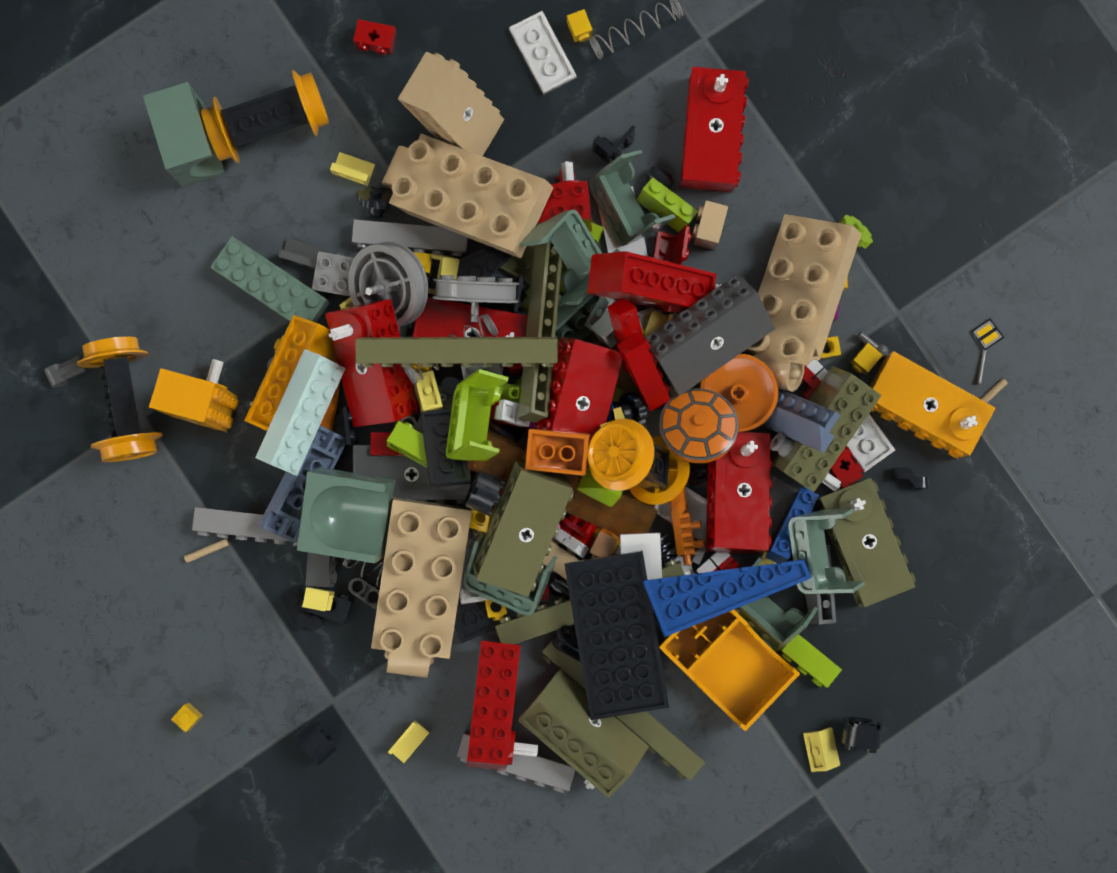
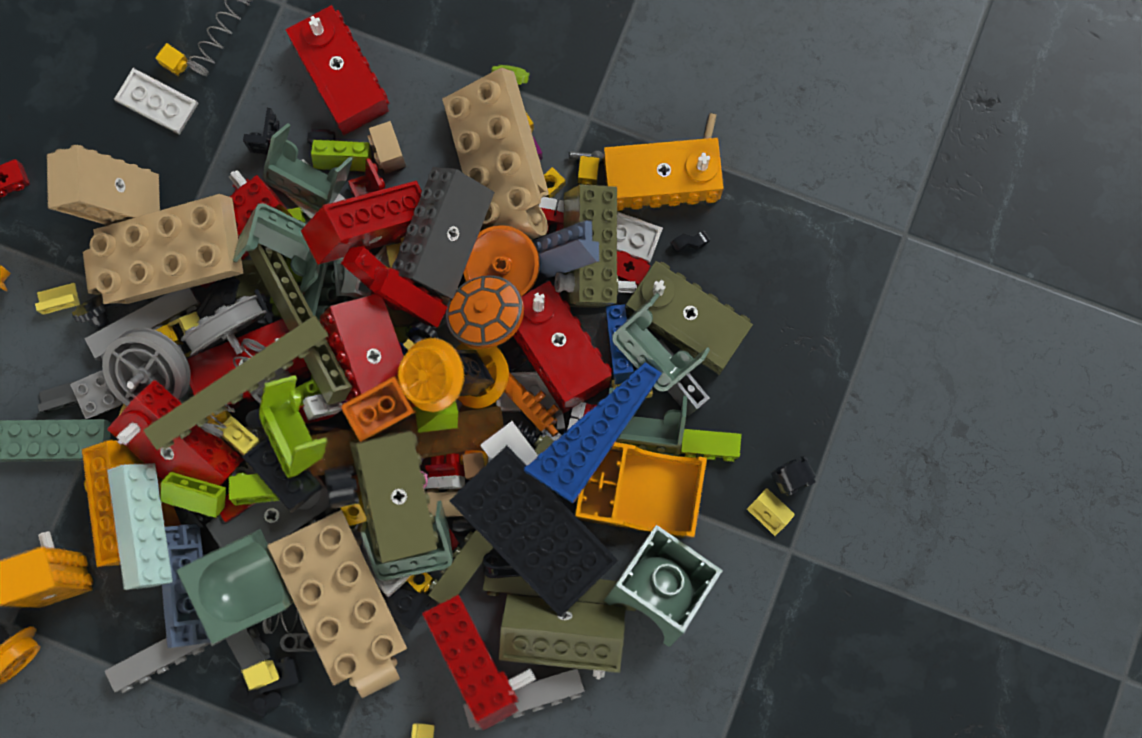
camera: 30 degrees left, 5 degrees down
(206, 550) = (139, 702): tan piece -> none
(359, 415) = (193, 494): none -> lime brick
(695, 751) = (665, 583): none -> sand green piece
(986, 335) = (673, 88): piece -> none

